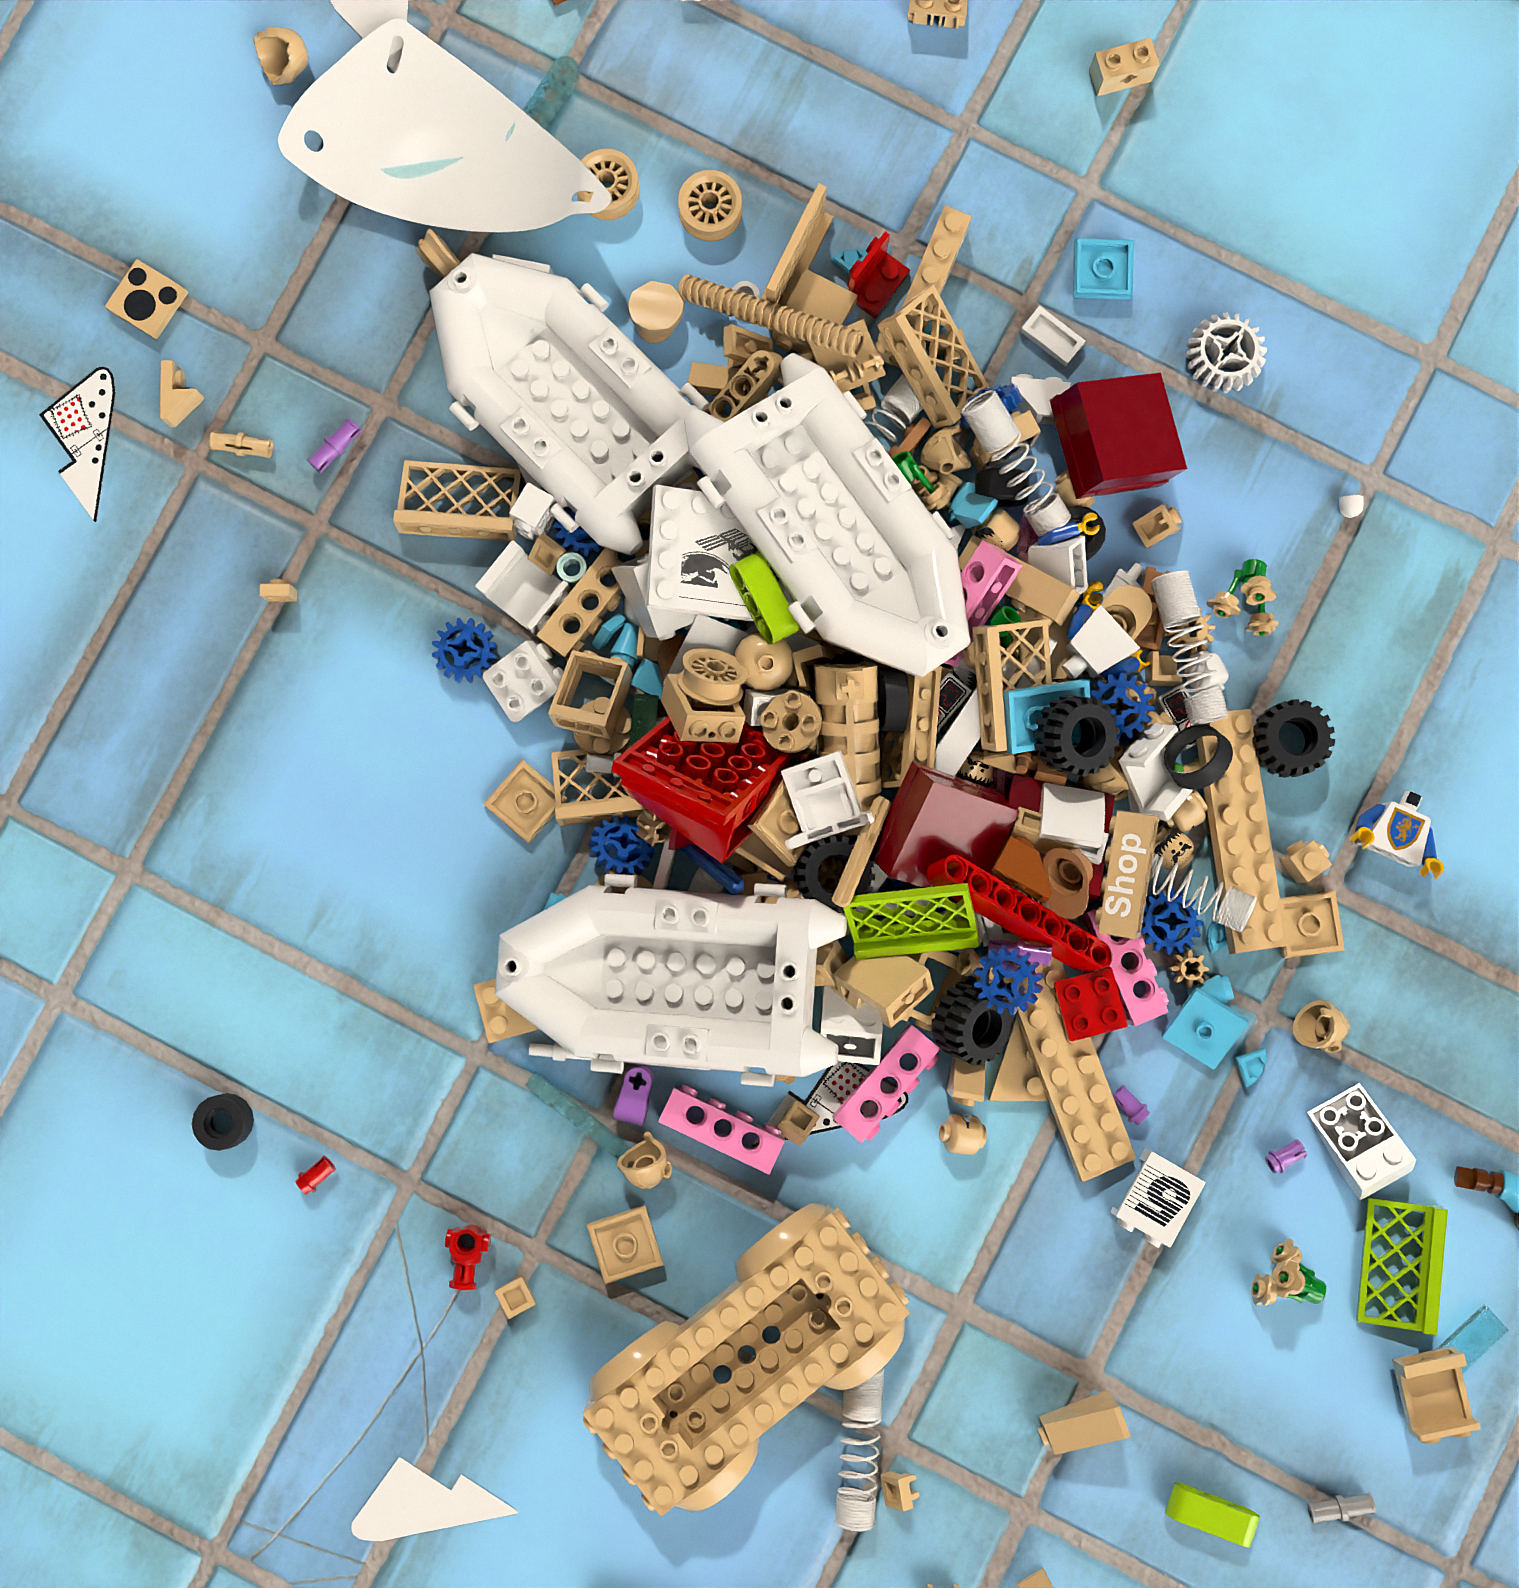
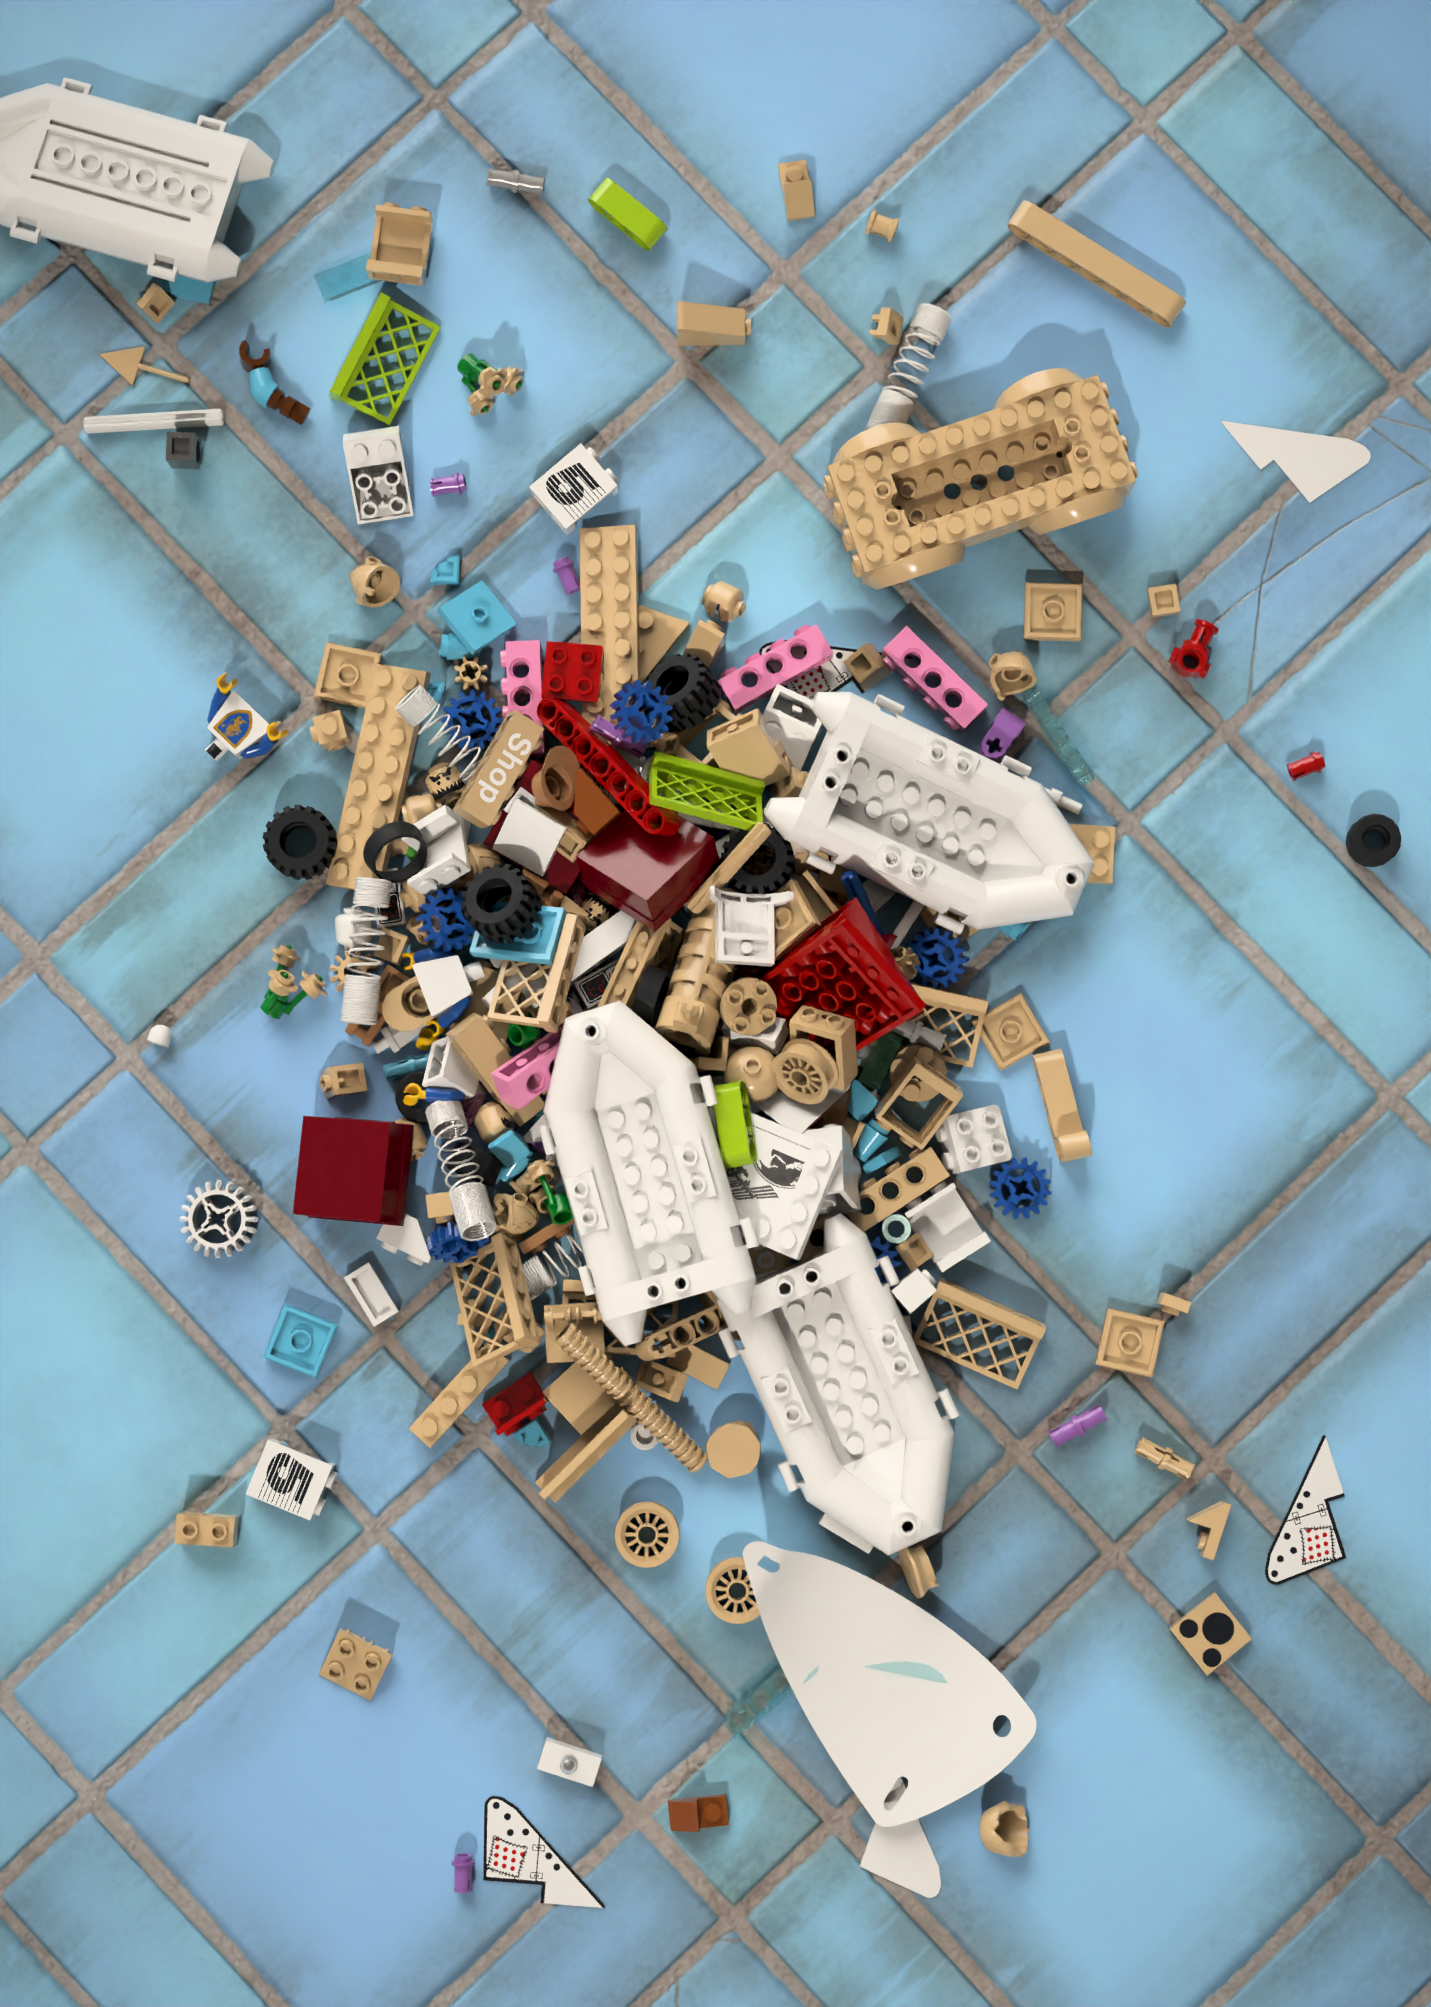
camera: 160 degrees left, 0 degrees up
(310, 542) = (1129, 1342): none -> tan tile
(449, 741) = (1060, 1106): none -> tan beam
(1063, 136) = (291, 1480): none -> white panel
(1104, 557) = (404, 1067): none -> medium azure pin

